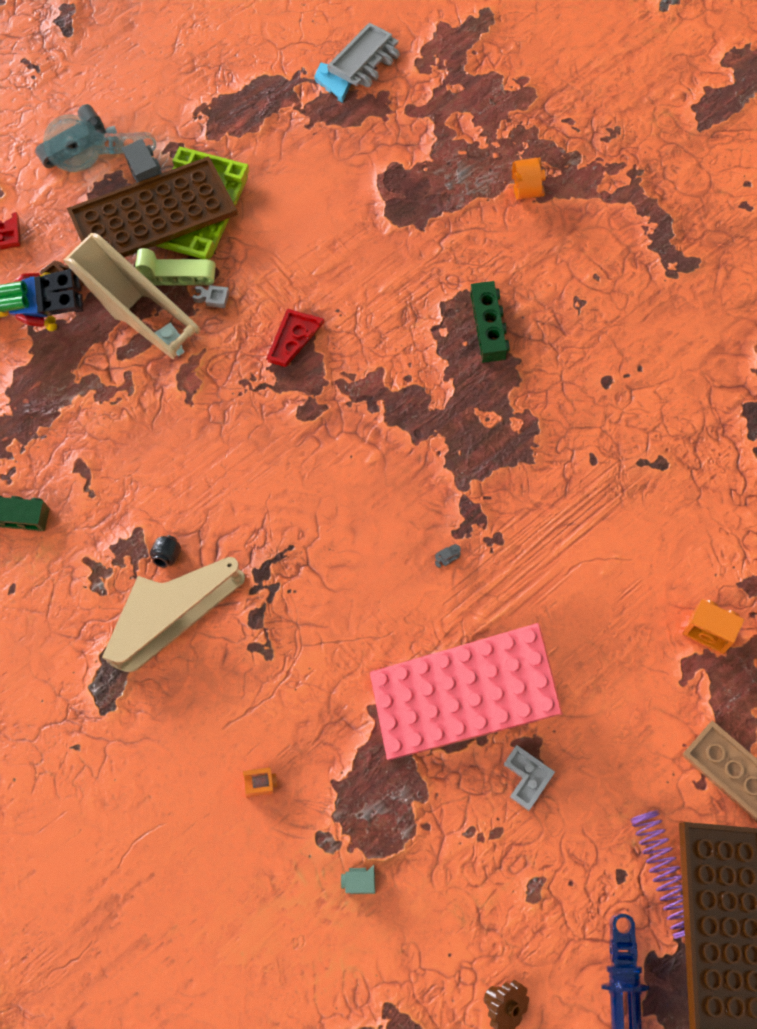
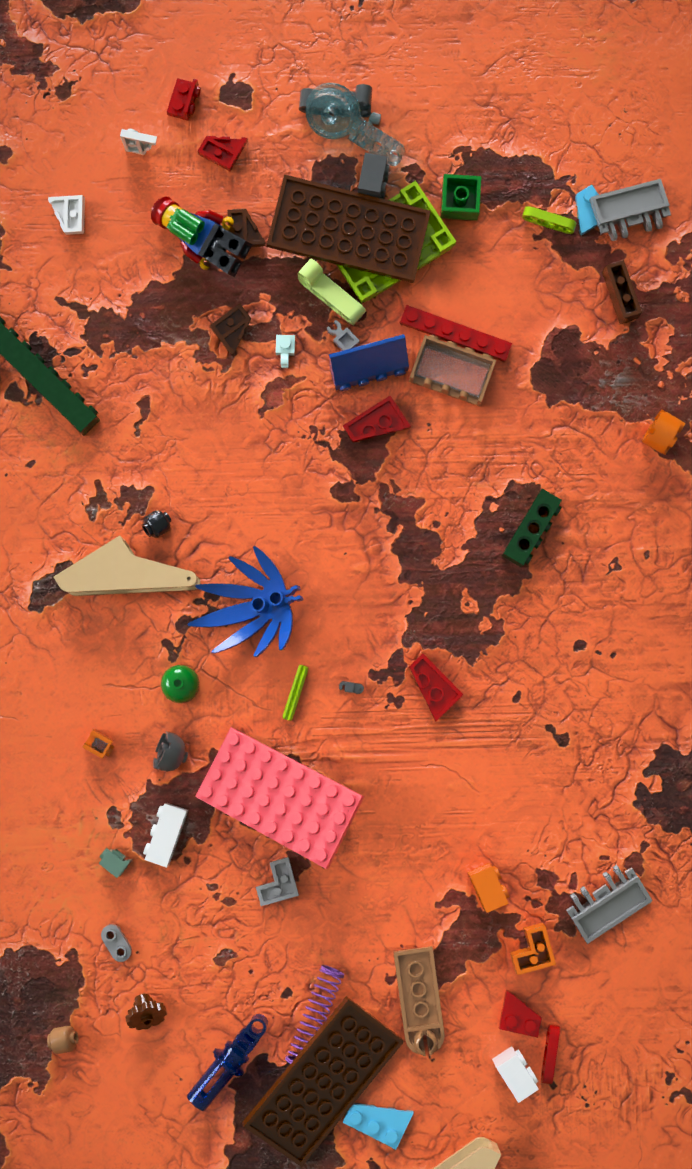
camera: 30 degrees right, 15 degrees up
(111, 354) = (231, 327): none -> reddish brown wing
(120, 286) = (273, 278): tan piece -> none
(225, 134) = (460, 197): none -> green brick
(248, 292) = (369, 363): none -> blue slope
(293, 671) = (180, 684): none -> green cylinder
(302, 231) = (455, 332): none -> red plate
(319, 540) = (269, 603): none -> blue plant
(320, 102) = (549, 220): none -> lime beam
(323, 256) = (452, 370): none -> clear window
(332, 736) = (170, 752): none -> dark grey cylinder
(387, 816) = (165, 834): none -> white brick
(403, 599) = (295, 692): none -> lime axle
(408, 111) = (621, 292): none -> reddish brown brick
(422, 961) = (119, 941): none -> light grey plate
(517, 500) = (435, 686): none -> red wing

